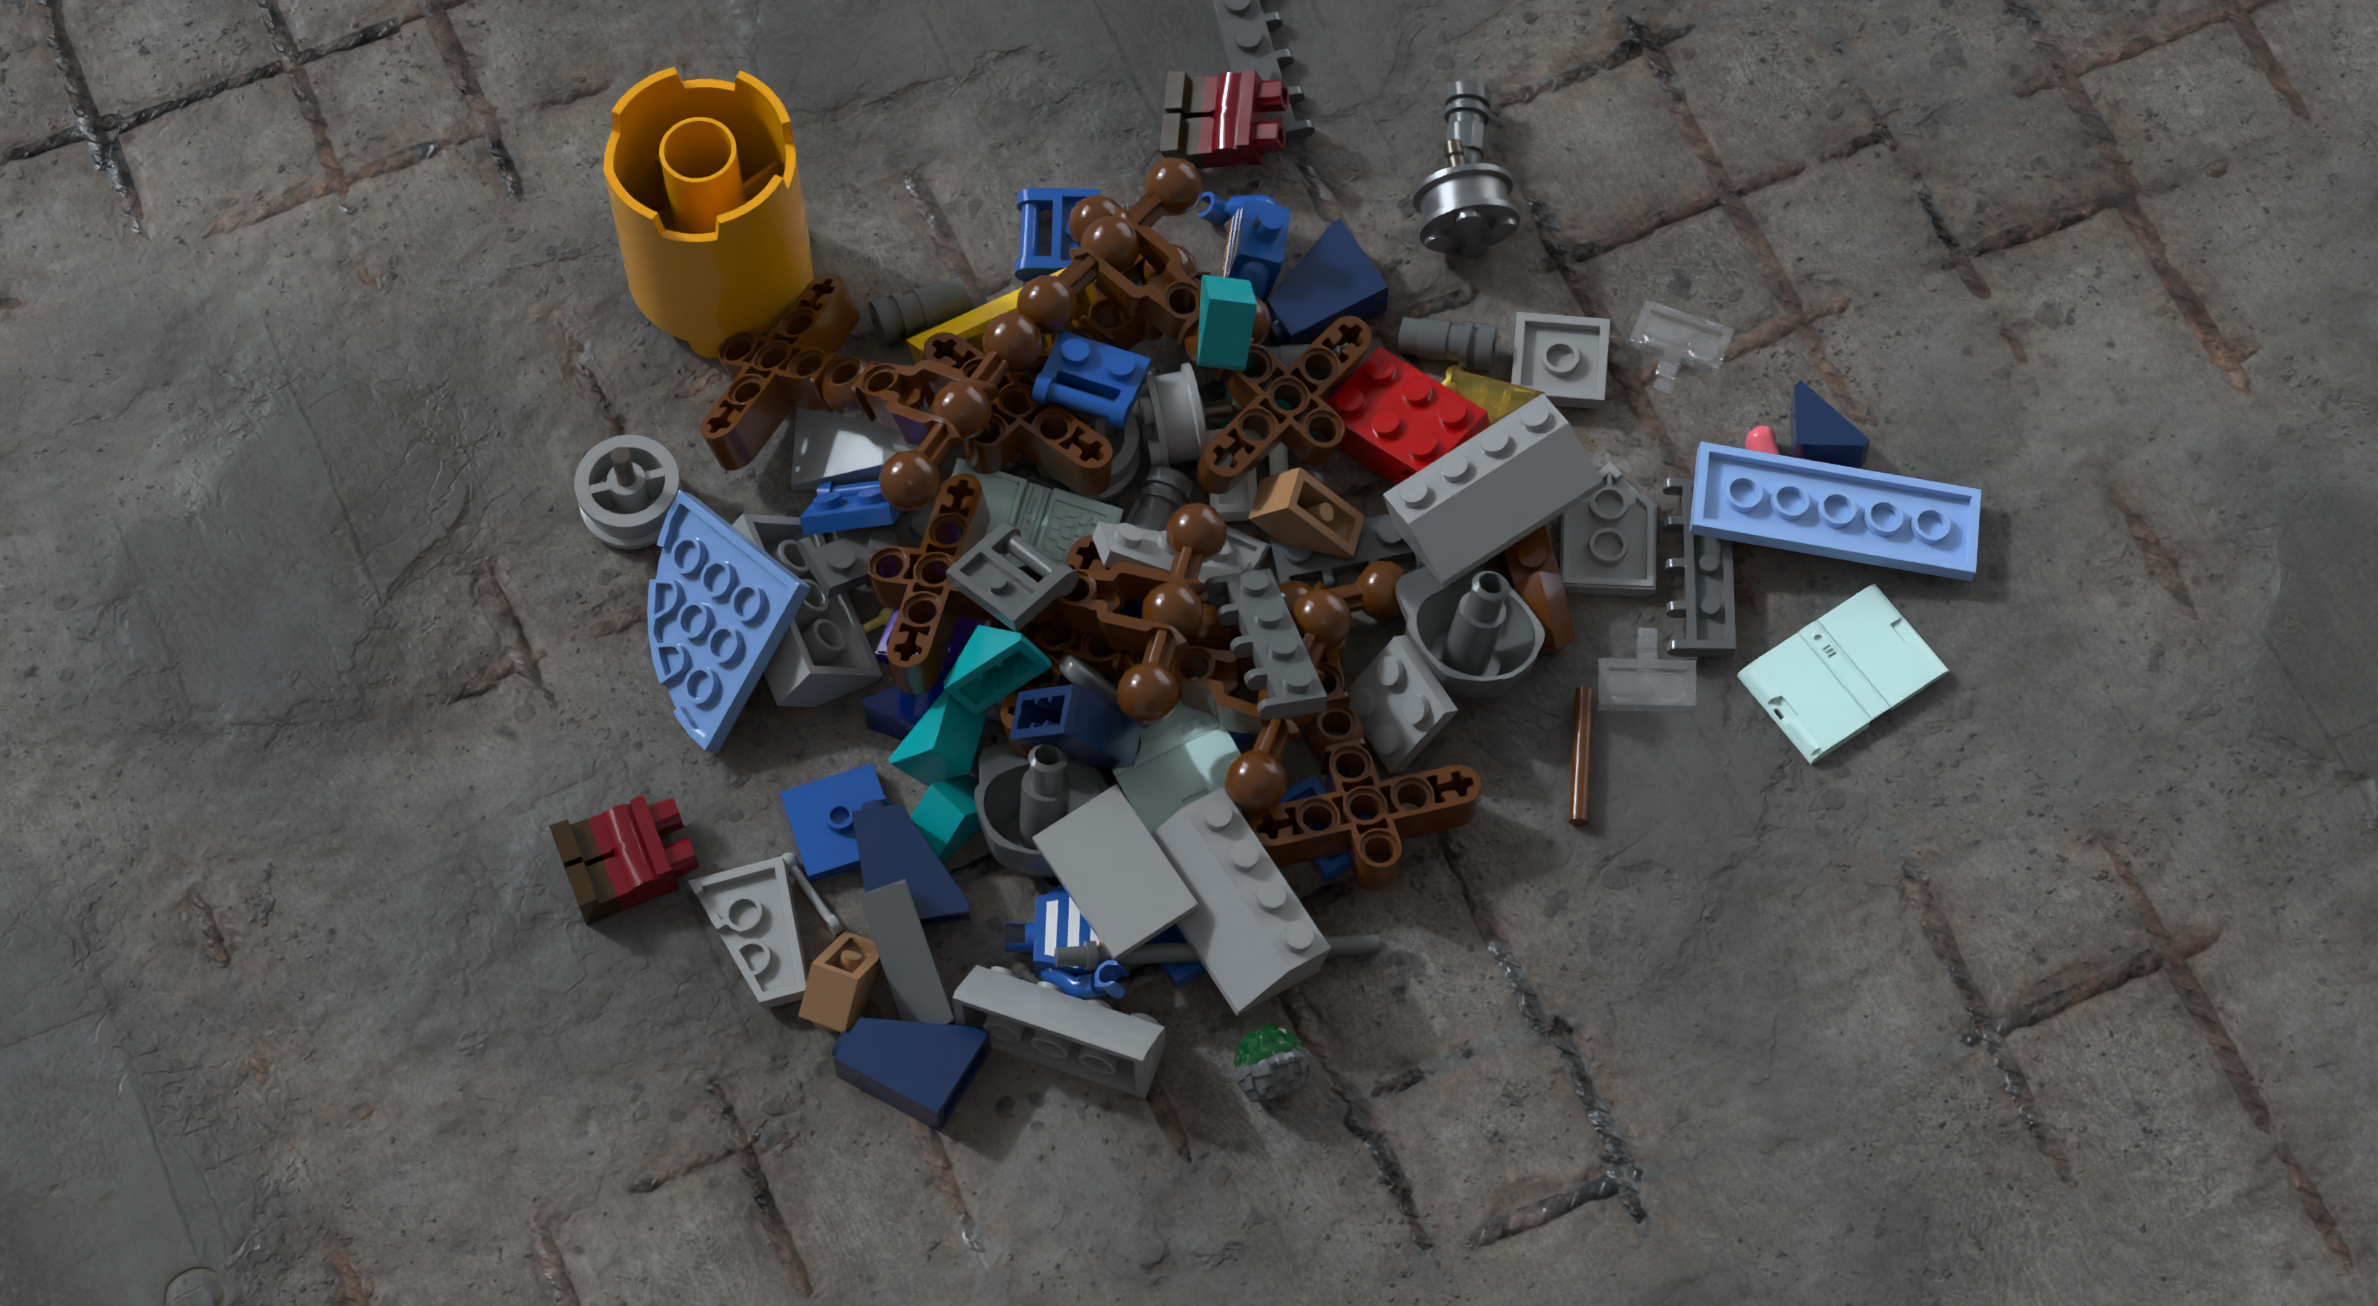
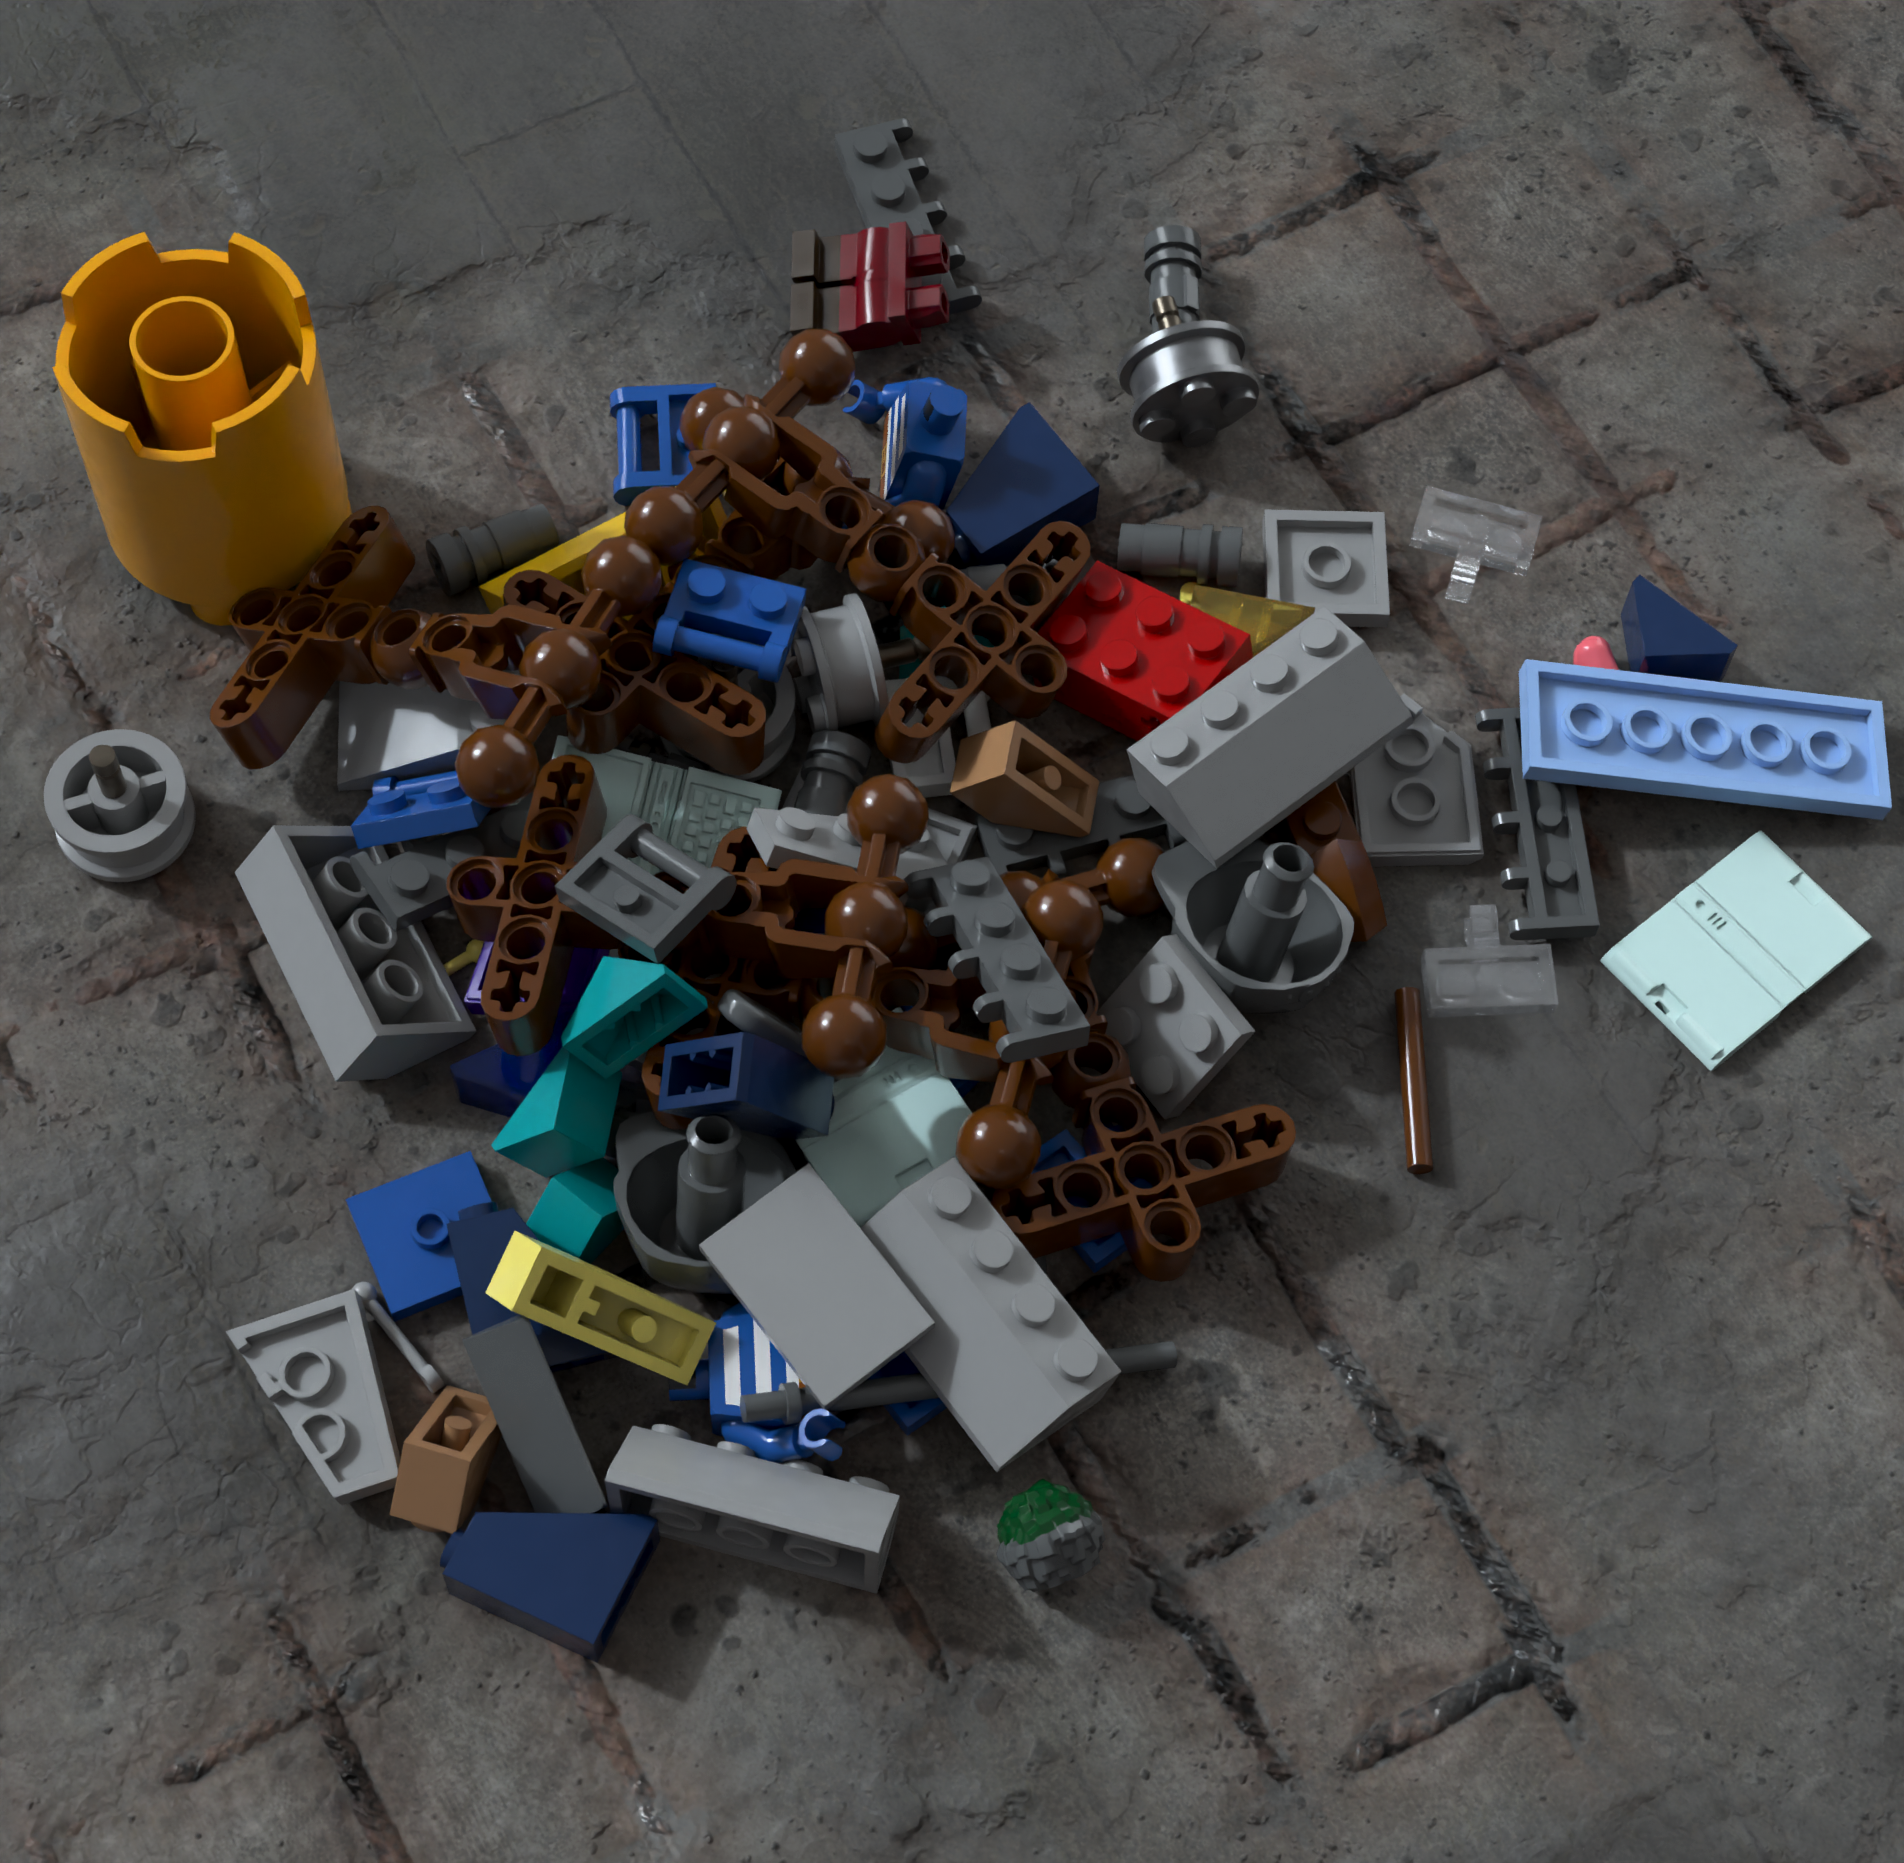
camera: 10 degrees left, 0 degrees up
(620, 857) = (132, 1305): dark red hips -> none
(714, 617) = (244, 967): medium blue plate -> none
(958, 879) = (599, 1308): none -> light yellow slope
(1225, 322) = (902, 536): teal slope -> none

